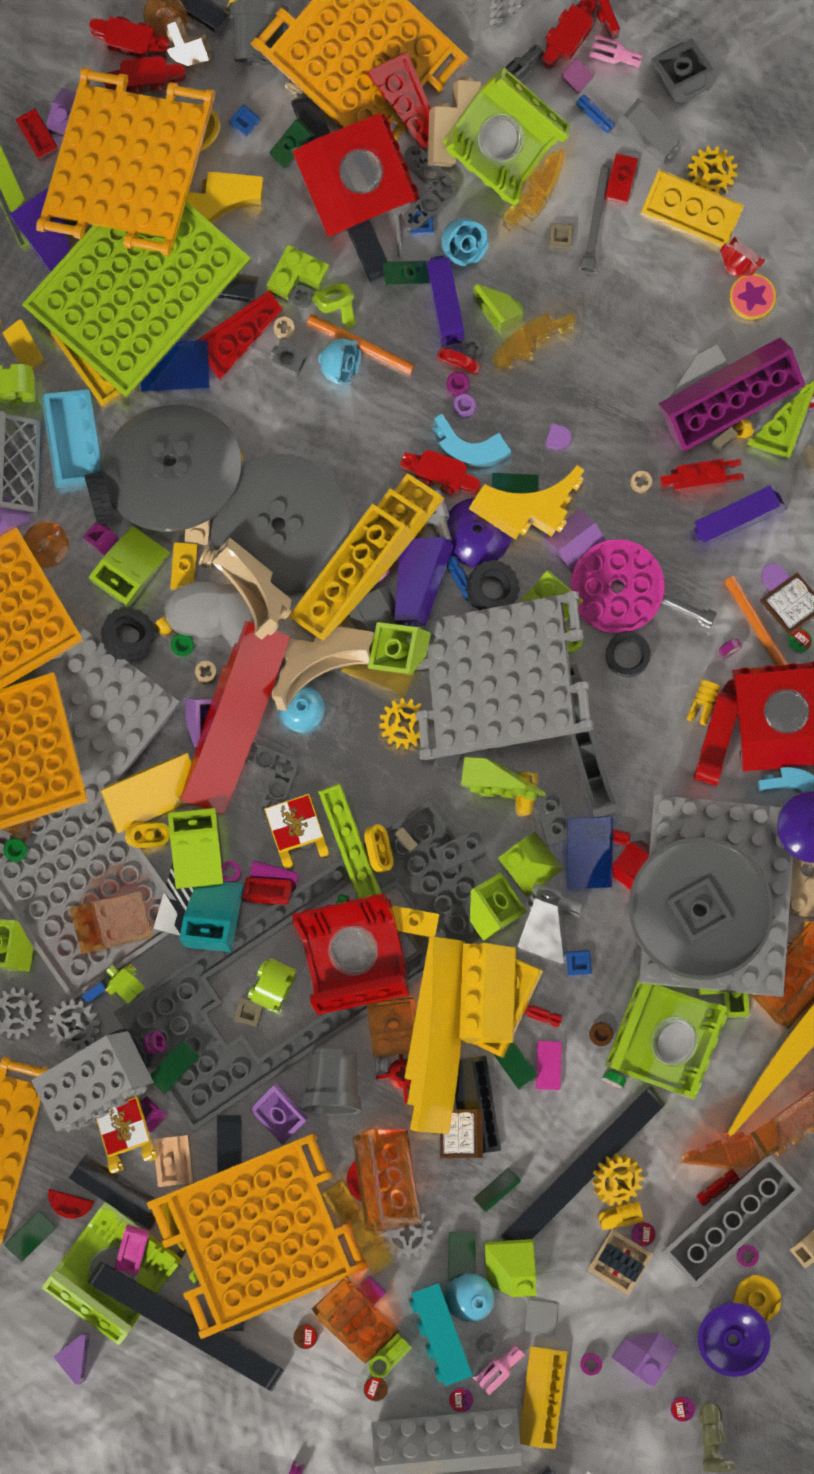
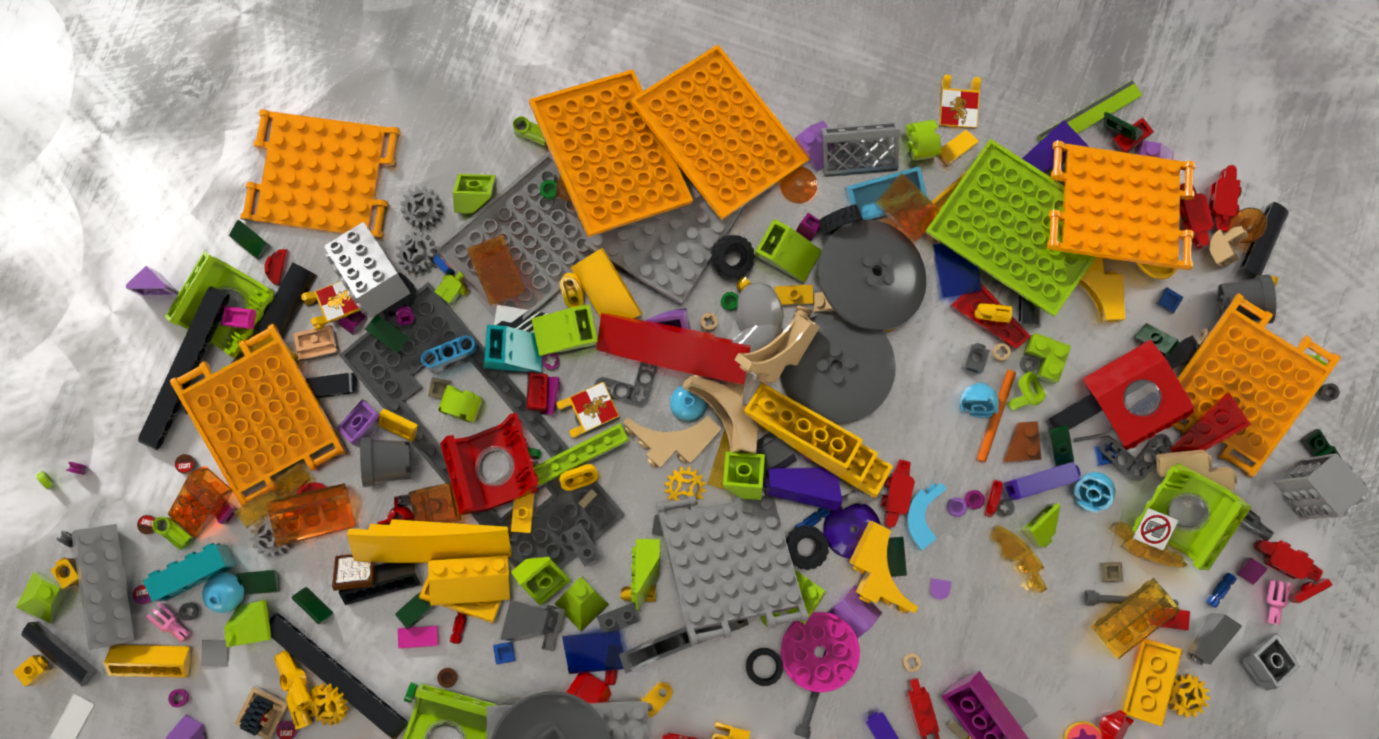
camera: 80 degrees right, 0 degrees up
(24, 144) = (1122, 127): none -> dark green slope
(93, 415) = (907, 206): none -> clear orange slope
(199, 982) = (439, 352): none -> dark azure beam
(236, 329) = (994, 312): none -> yellow hinge
(289, 1063) = (397, 425): none -> yellow plate
(350, 744) = (663, 445): none -> tan arch
(397, 315) = (1024, 443): none -> dark orange wing
(516, 178) = (1155, 529): none -> sticker
(584, 1218) = (292, 680): none -> yellow piece
(617, 216) = (1135, 618): none -> clear yellow slope
(651, 787) = (656, 699): none -> yellow plate

